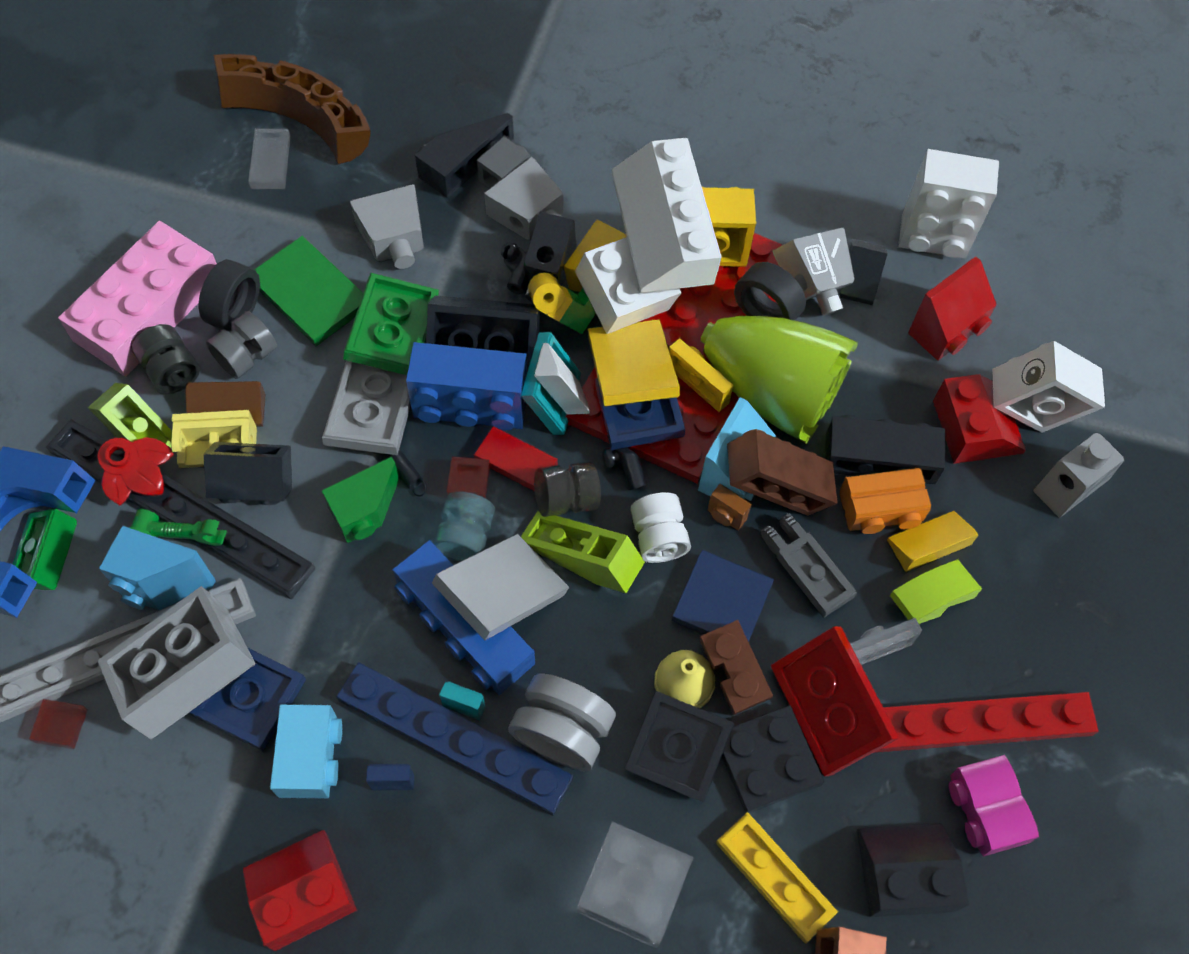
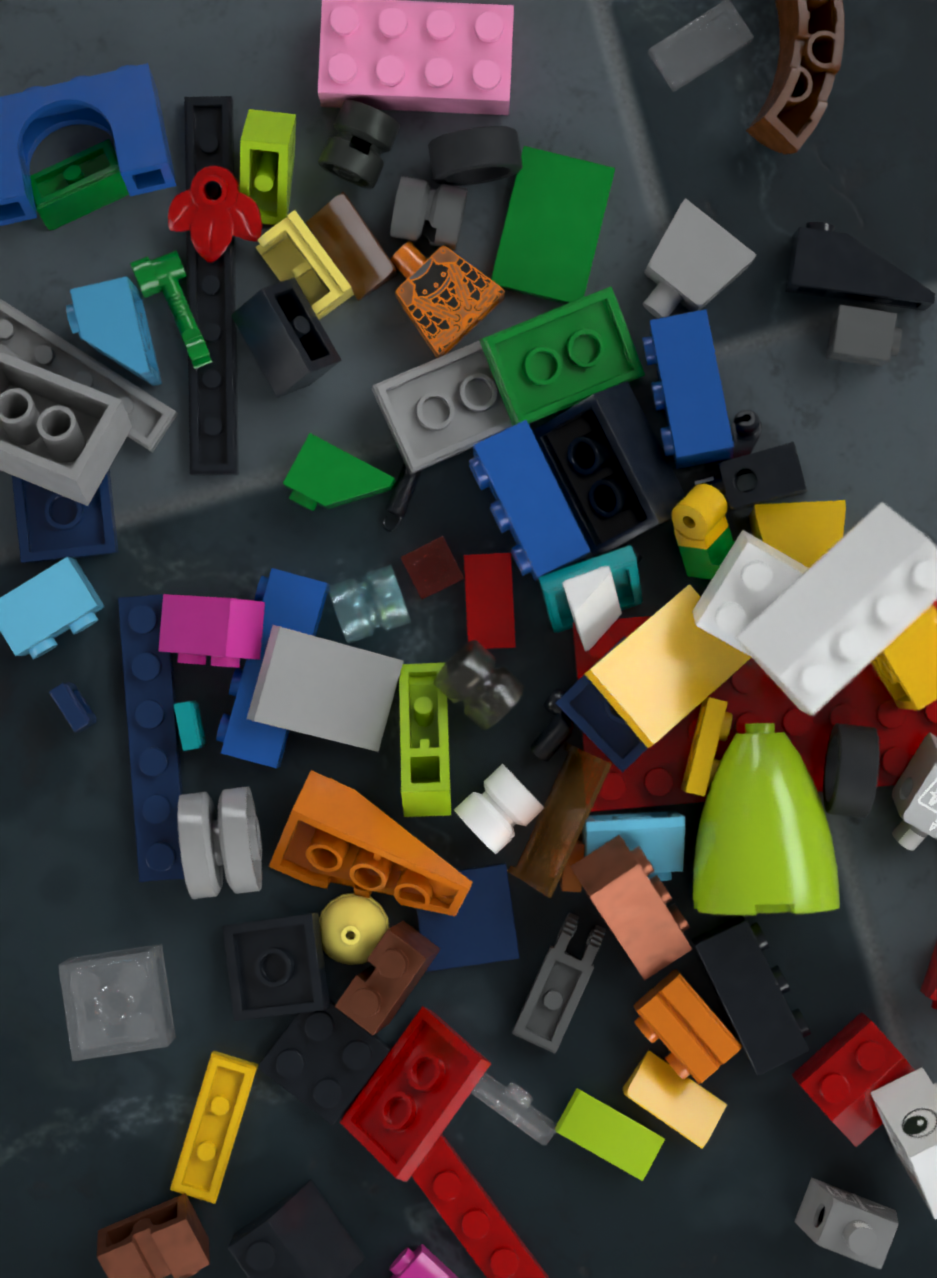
camera: 60 degrees right, 25 degrees up
(299, 368) = (443, 295): none -> torso
(404, 634) = (211, 627): none -> dark pink brick
(467, 264) = (688, 389): none -> blue brick
(522, 196) = (829, 398): light grey torso -> none
(625, 637) = (353, 843): none -> orange wedge
(703, 496) = (561, 820): none -> clear orange piece

